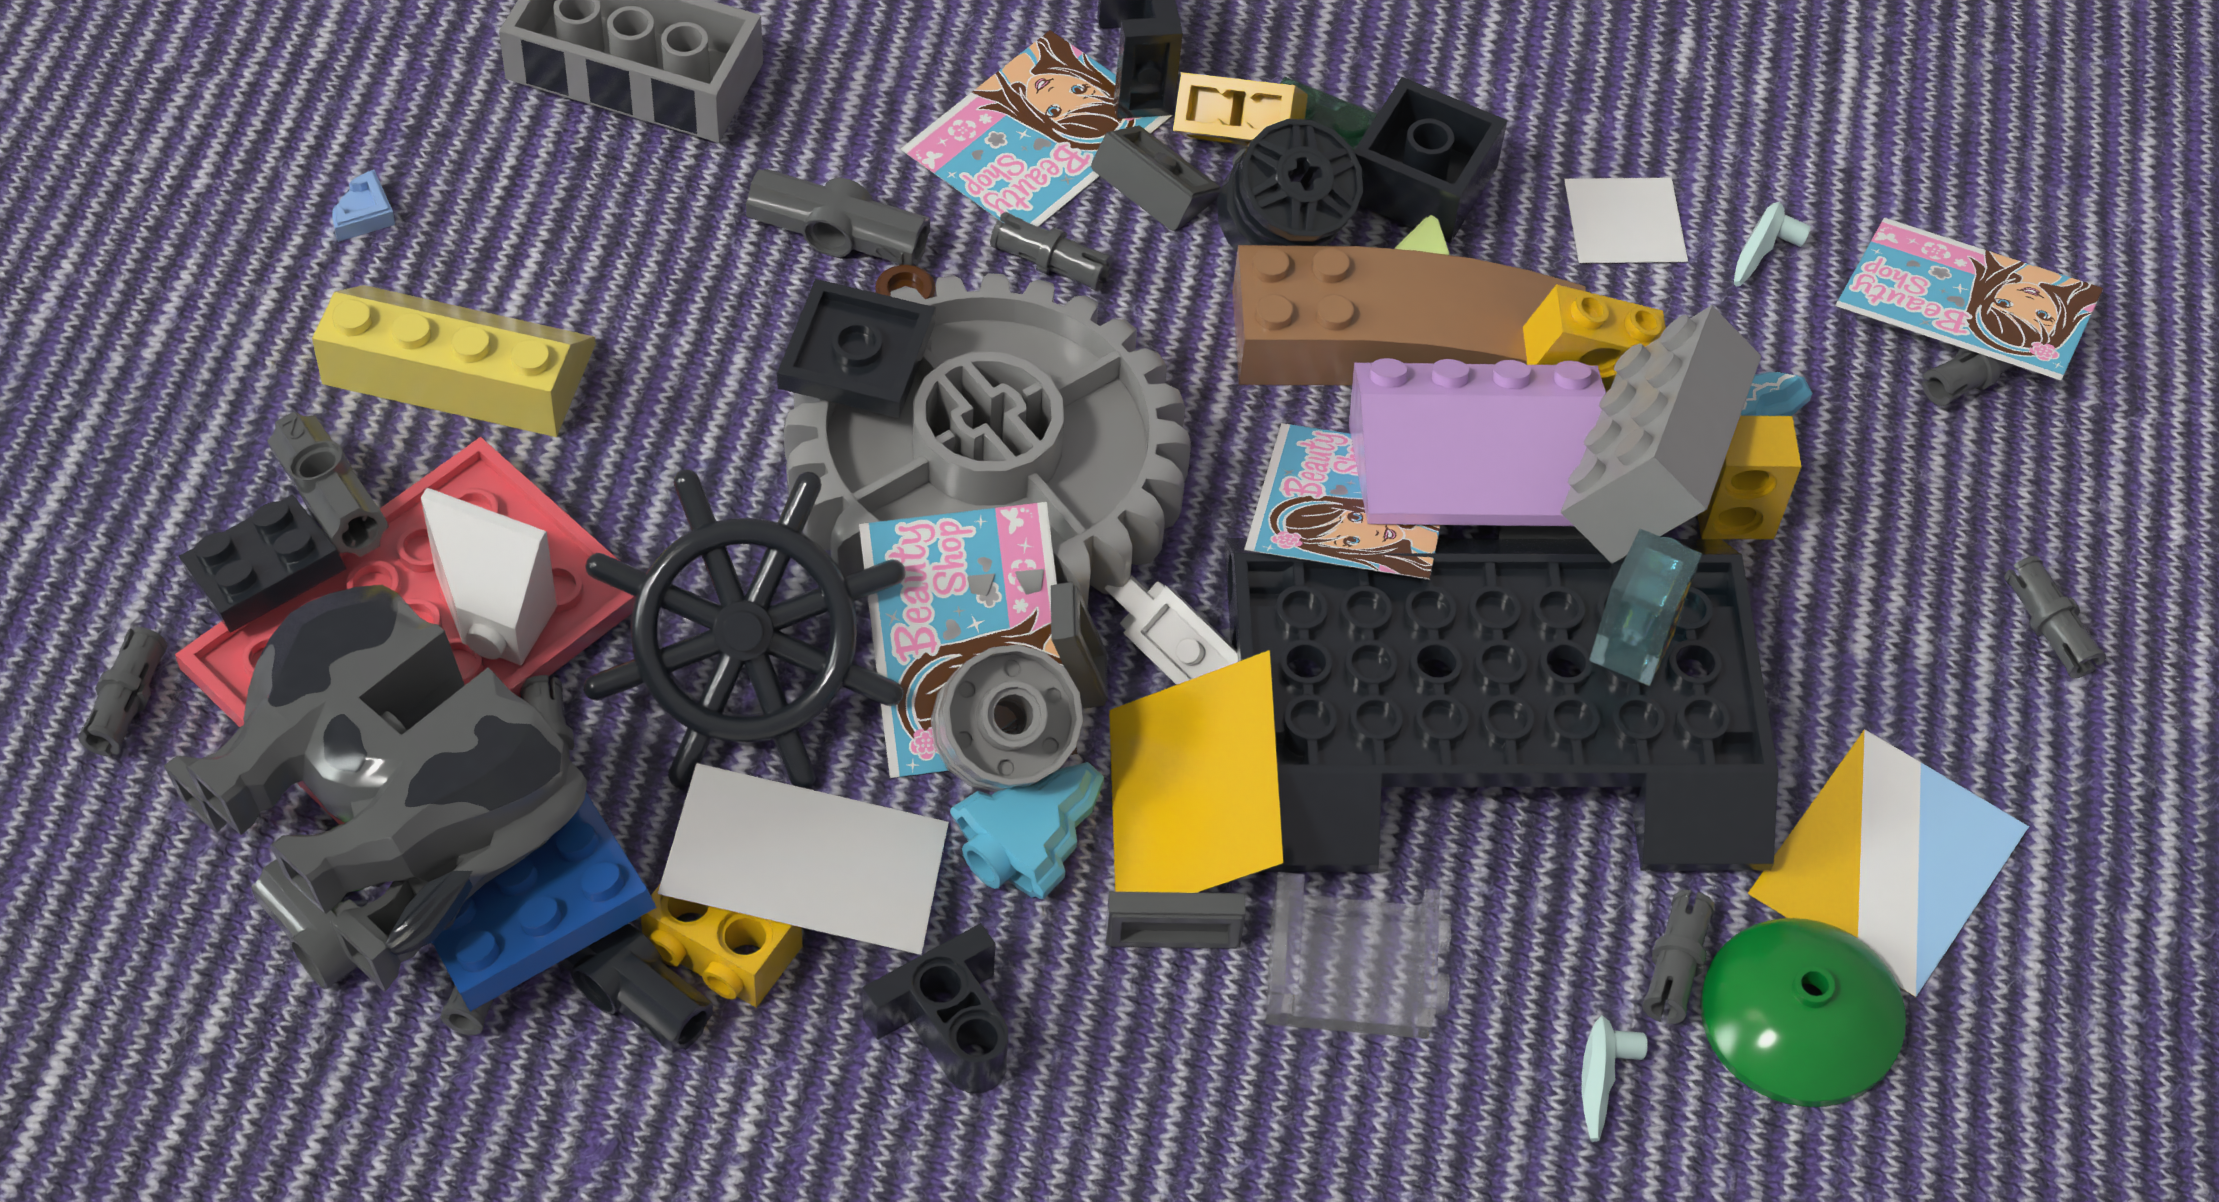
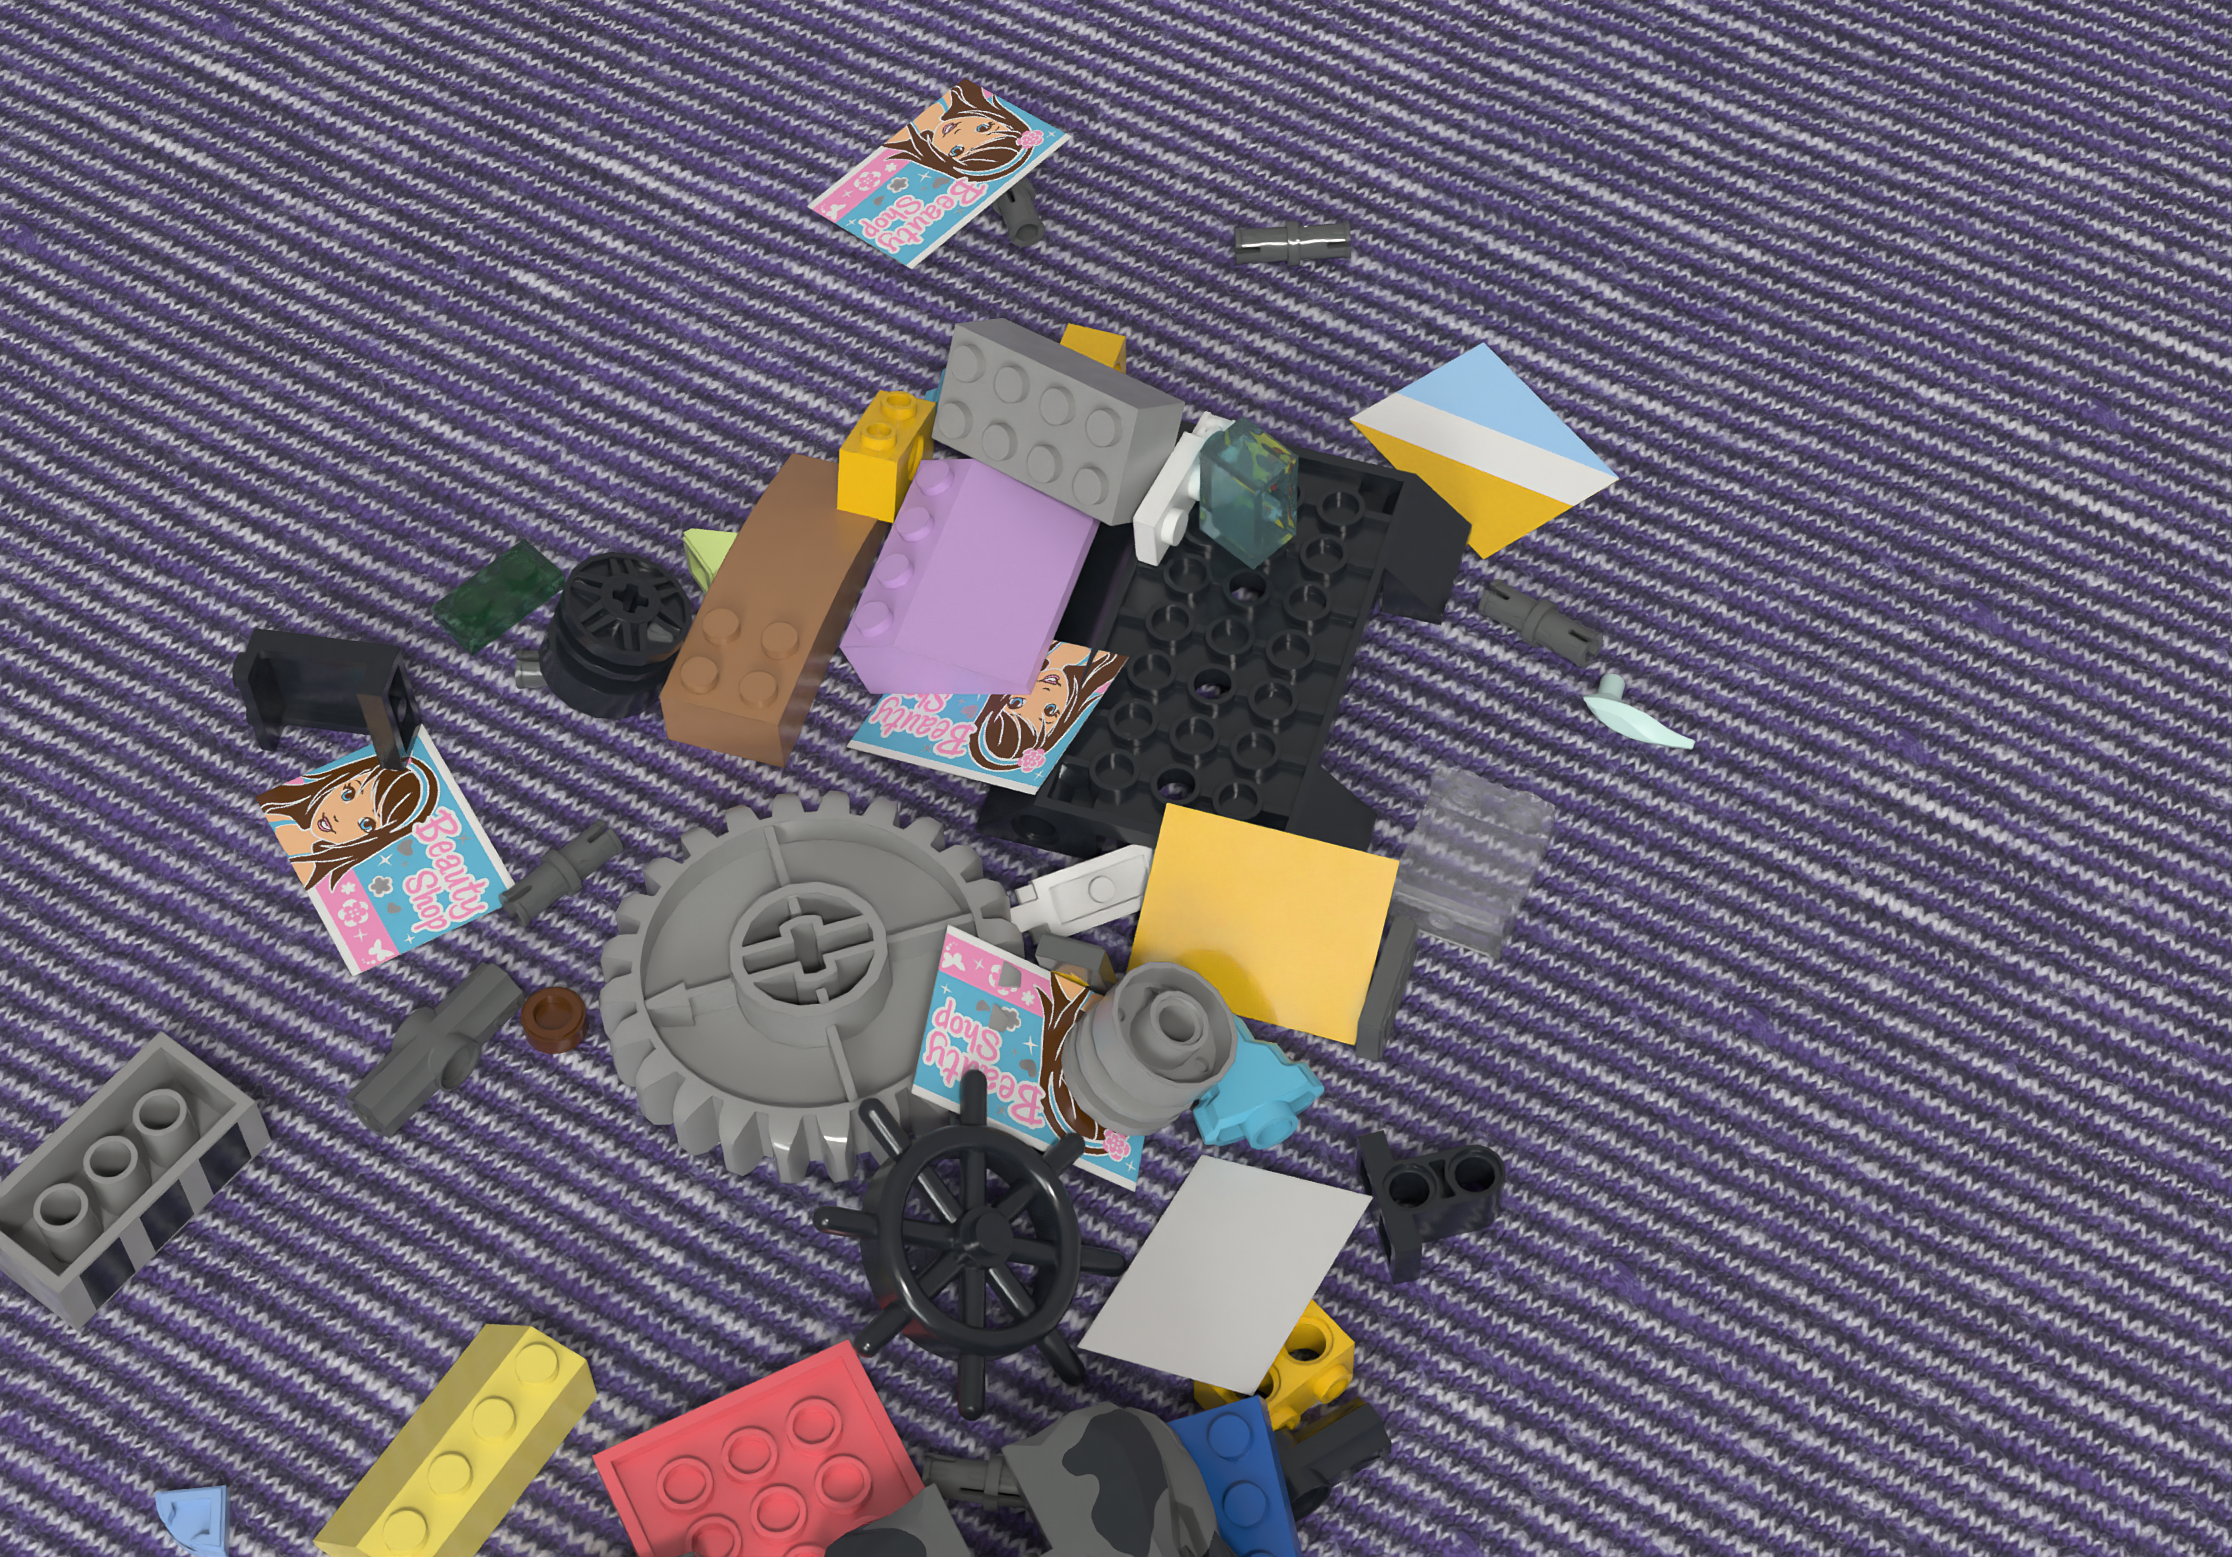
camera: 65 degrees left, 0 degrees up
(491, 575) = (819, 1467): white slope -> none
(856, 348) = (685, 1041): black plate -> none
(1154, 176) = (501, 759): dark grey slope -> none
(1233, 108) = (480, 648): yellow brick -> none
(1428, 157) = (602, 504): black brick -> none
(1596, 552) = (1166, 507): none -> white hinge
(1625, 220) = (722, 398): white sticker -> none
(1762, 239) = (803, 305): light aqua bar -> none
(1798, 1043) = (1611, 581): green dish -> none

